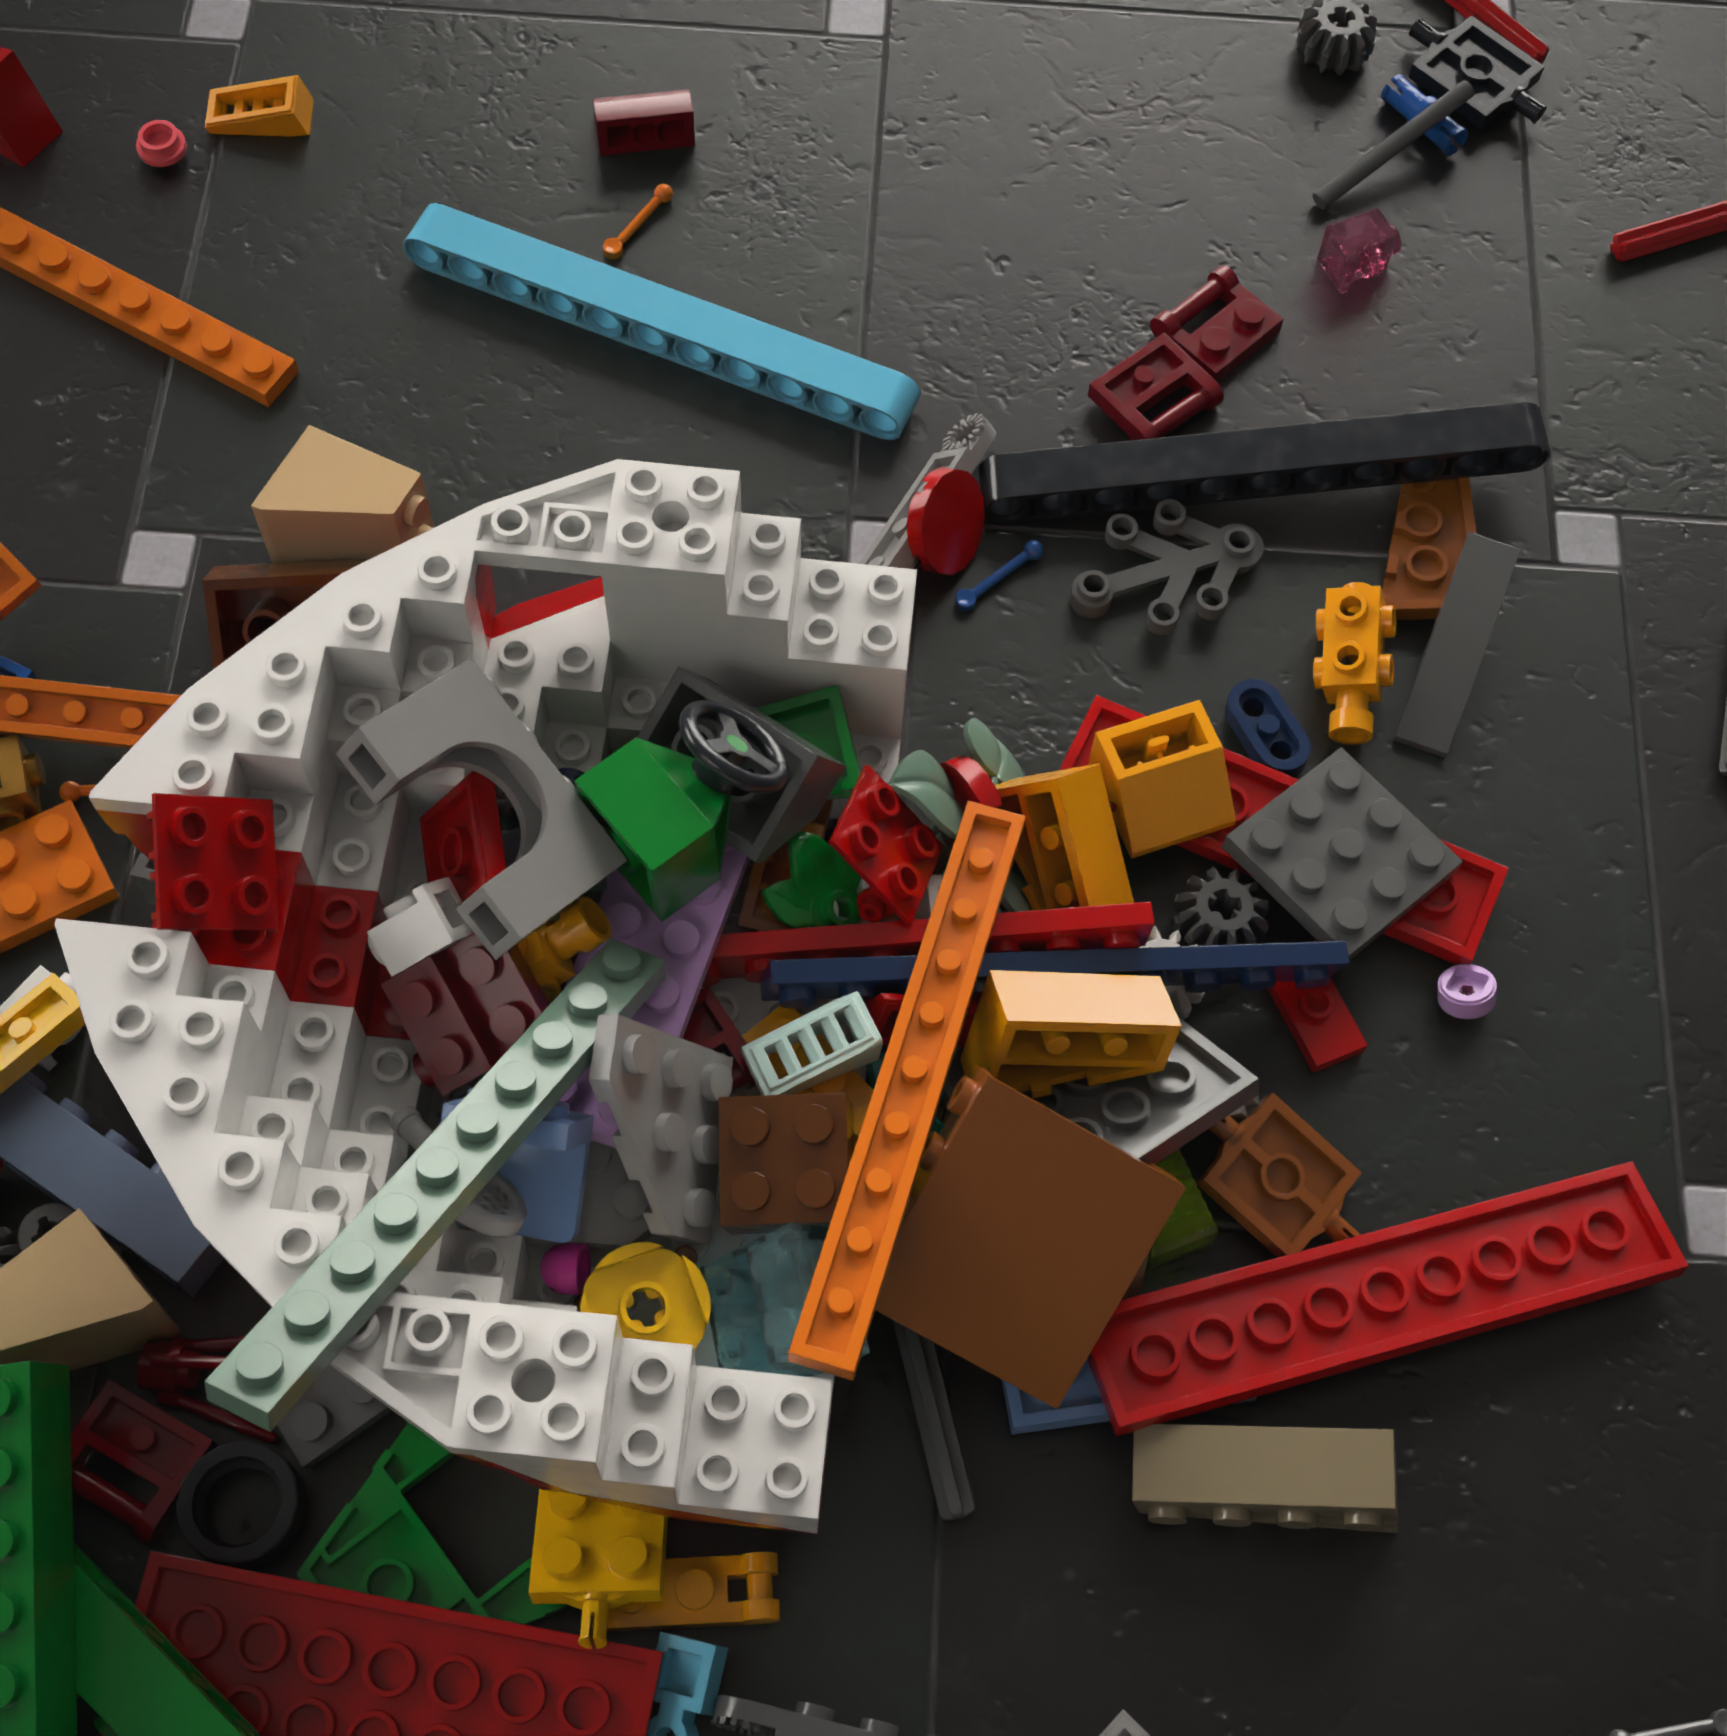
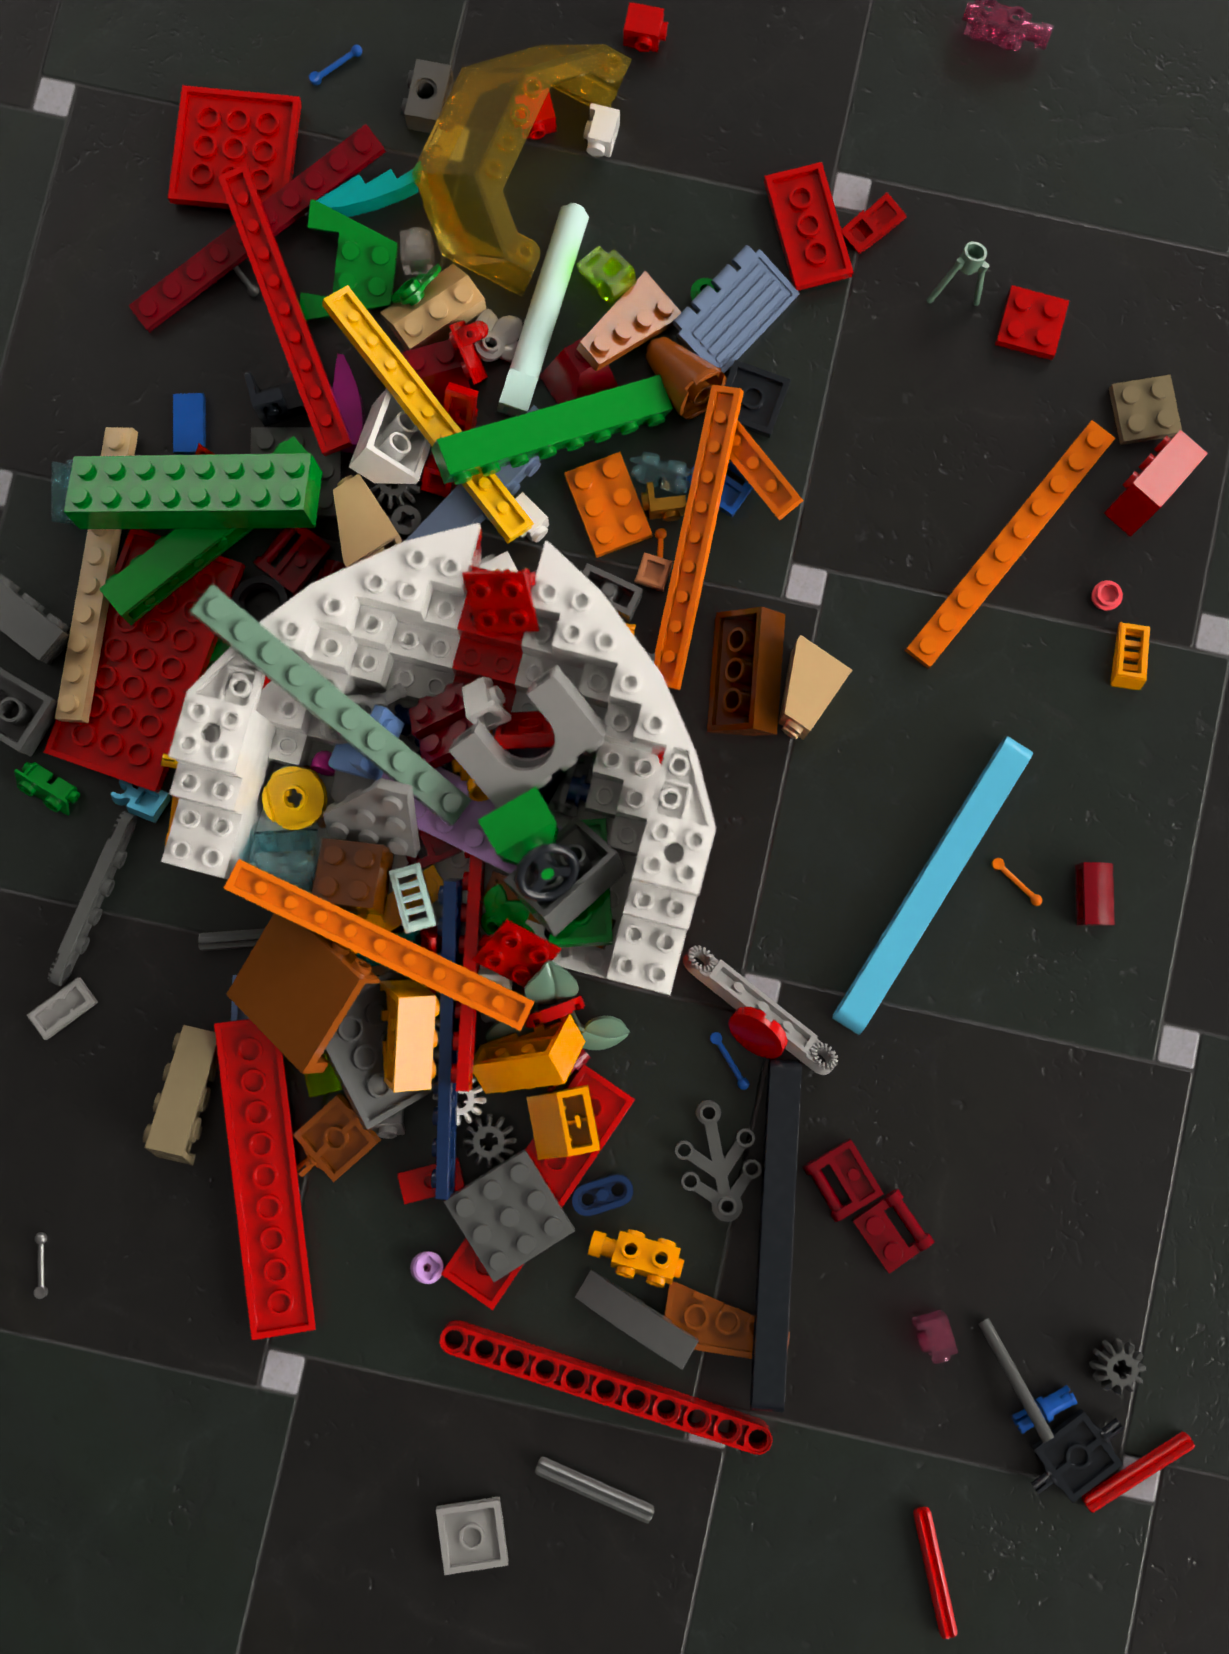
camera: 100 degrees right, 20 degrees up
(1583, 607) = (617, 1397): none -> red beam

